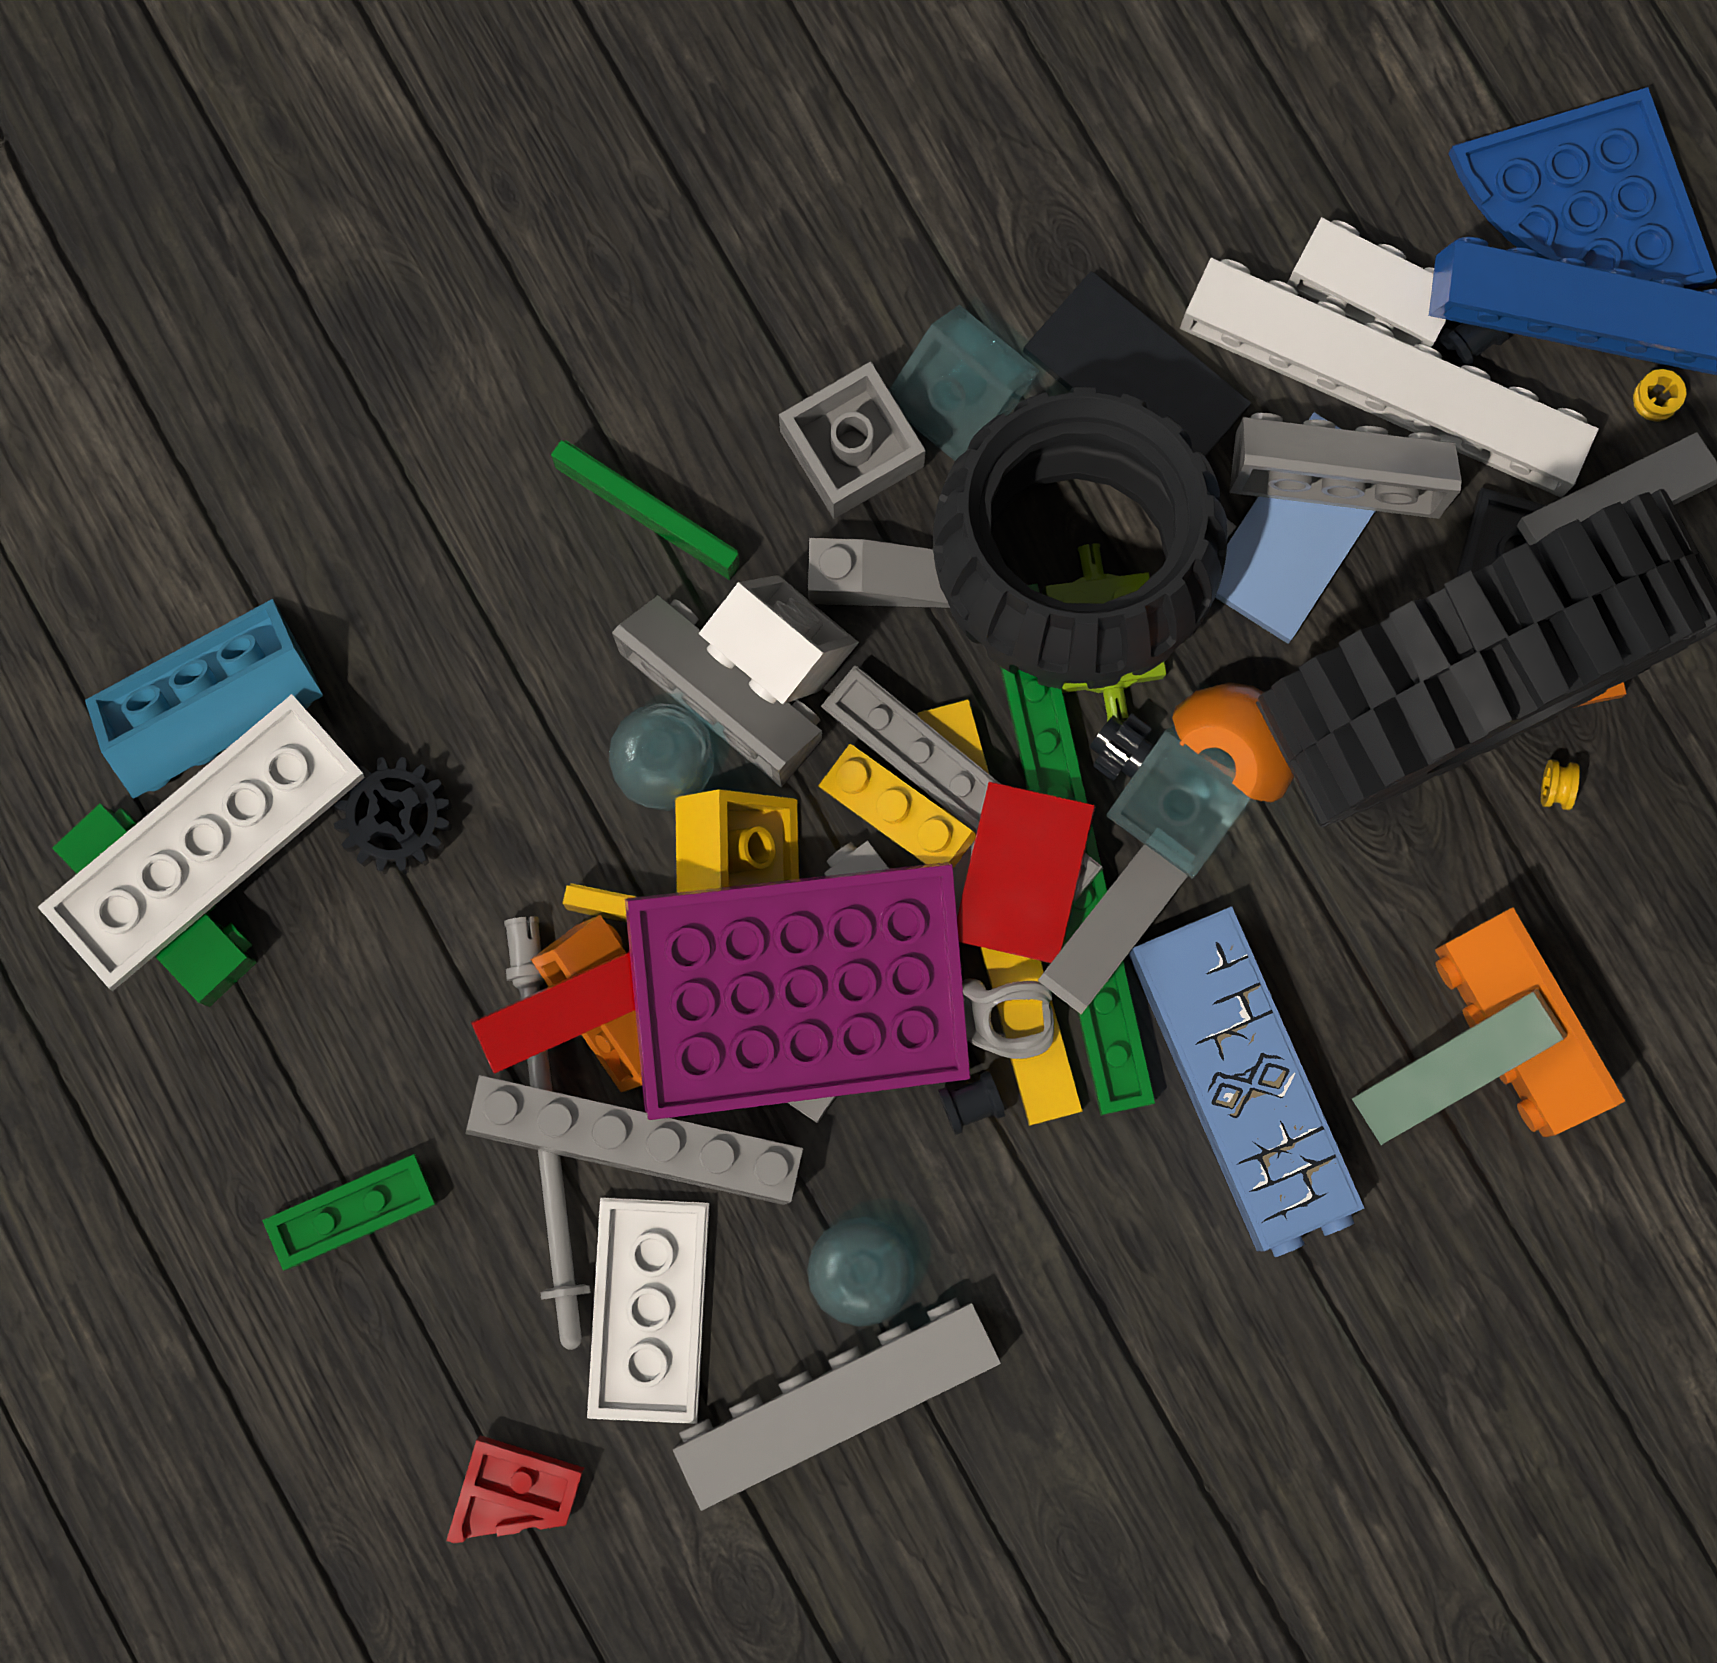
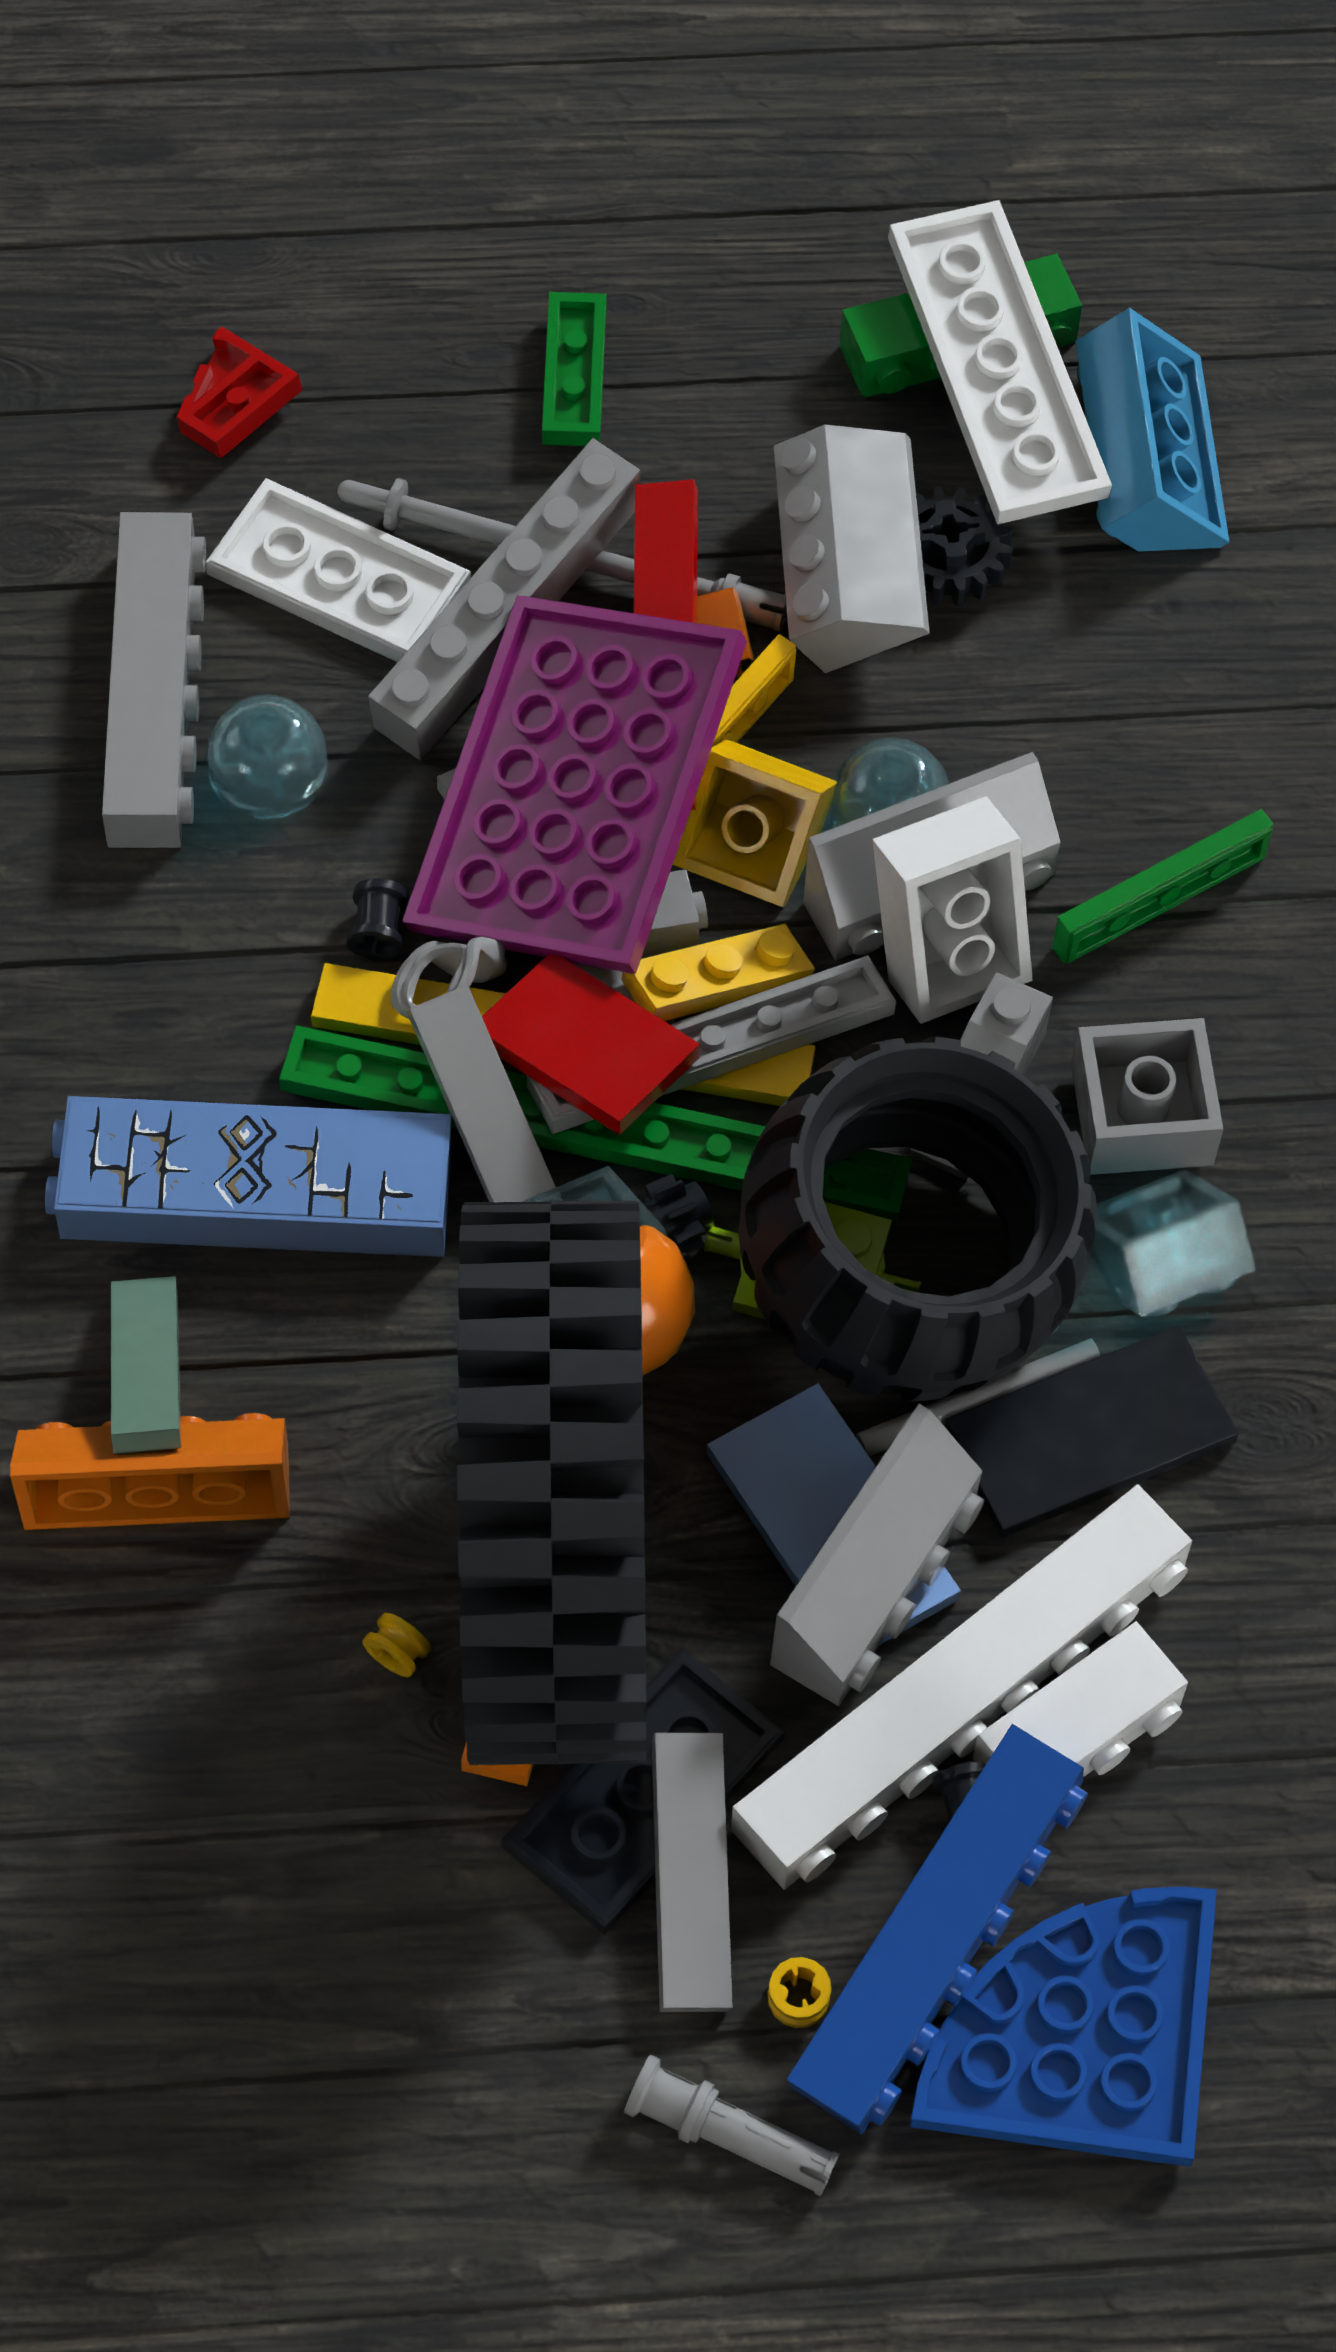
camera: 115 degrees right, 20 degrees down
(438, 888) = (850, 543): none -> light grey slope

